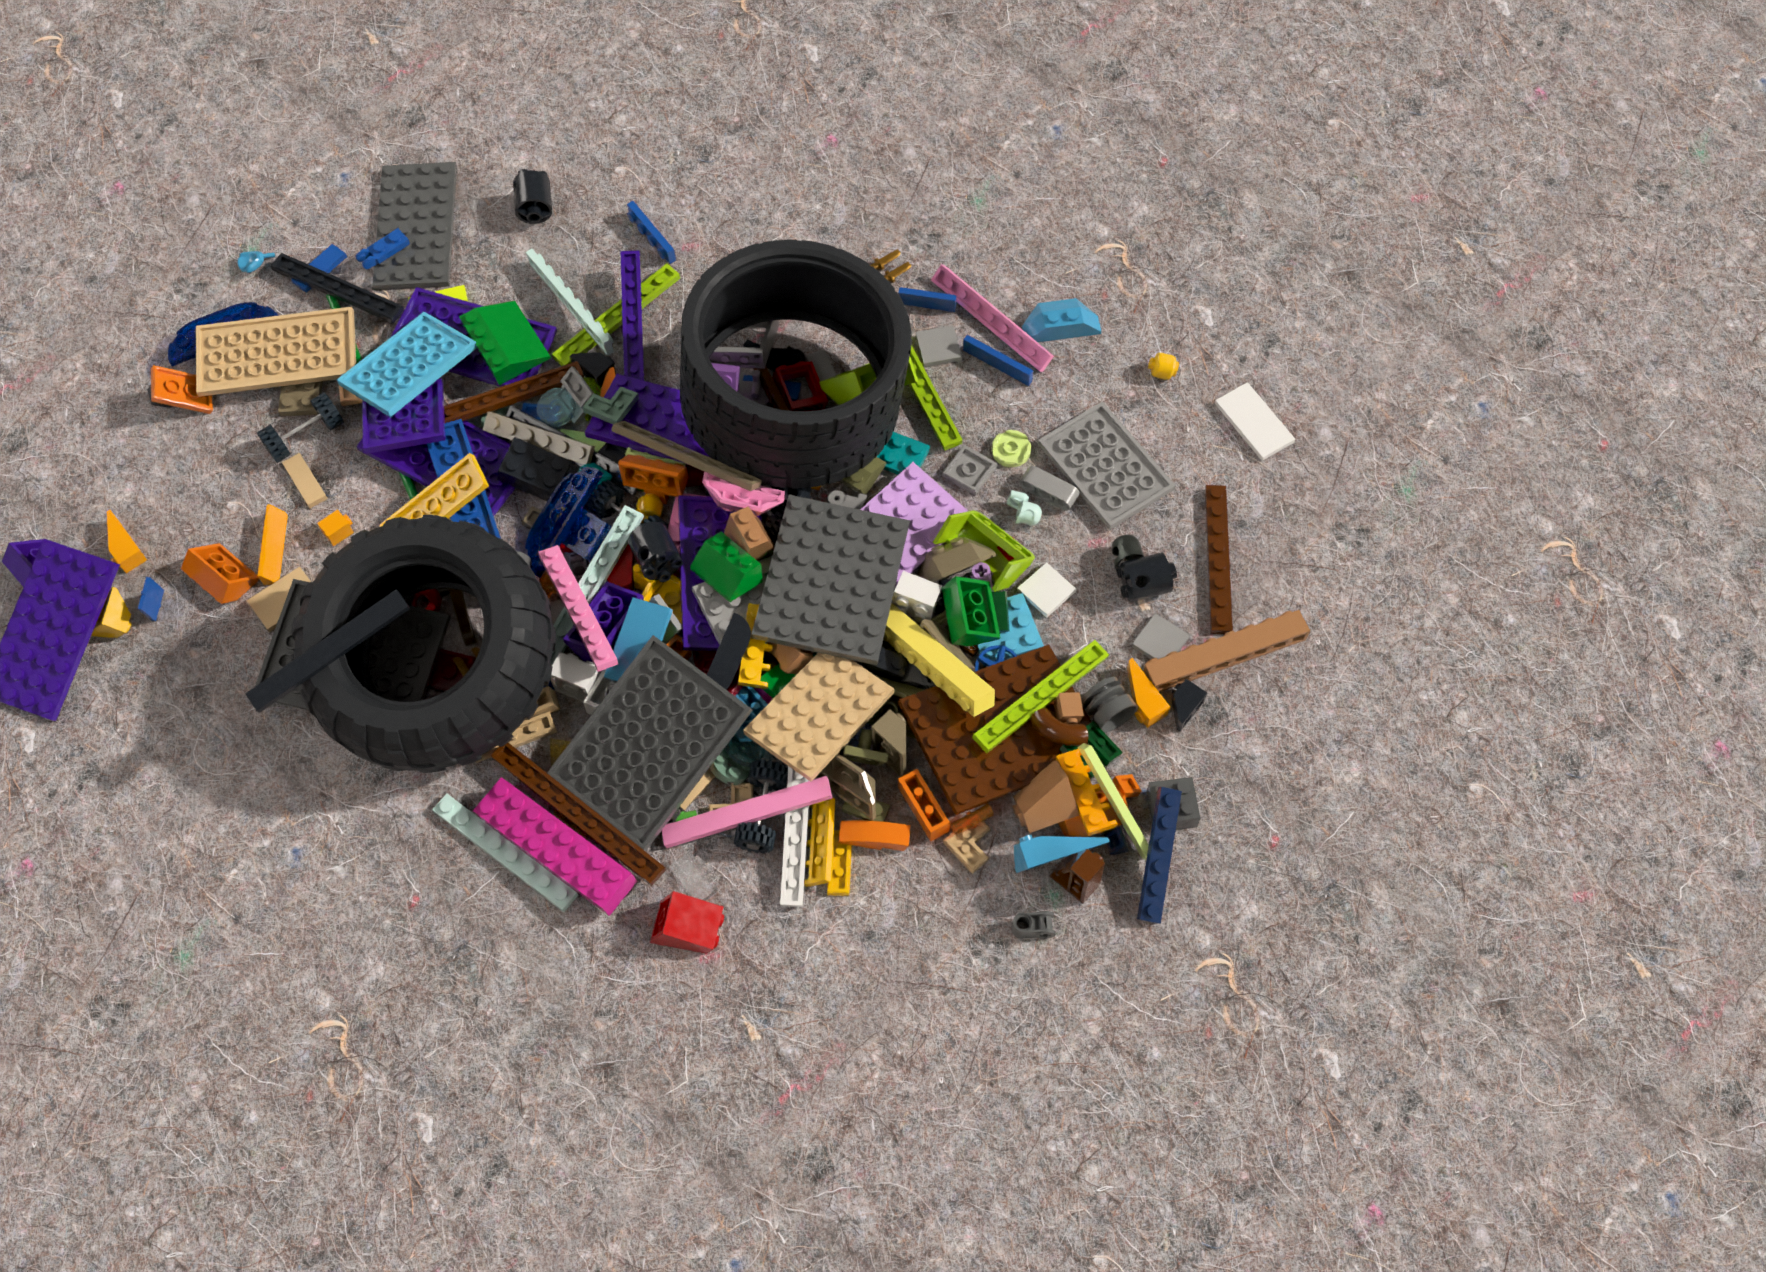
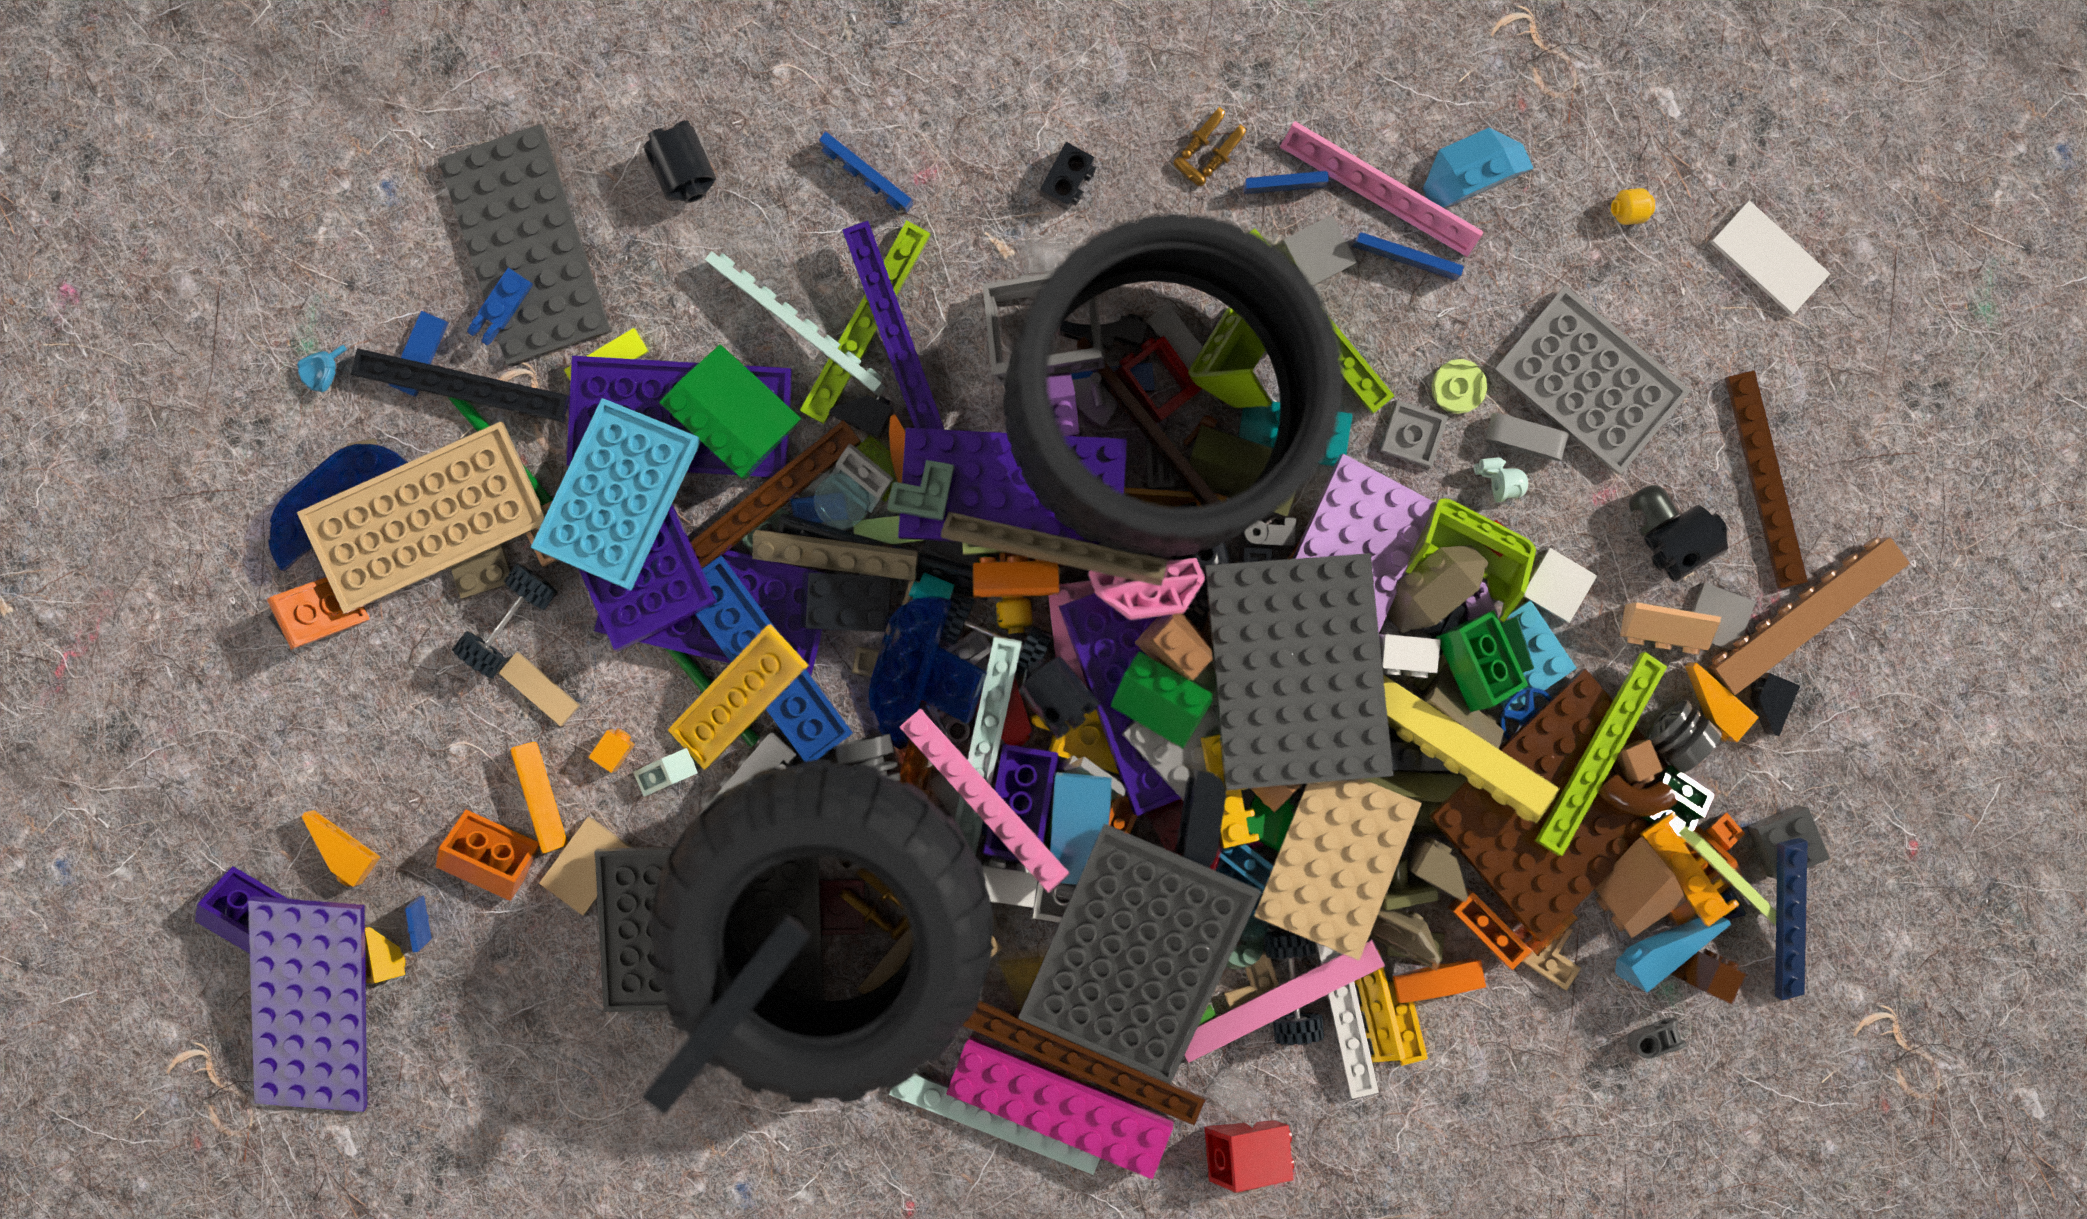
camera: 20 degrees left, 25 degrees up
(1118, 628) = (1668, 627): none -> light nougat slope

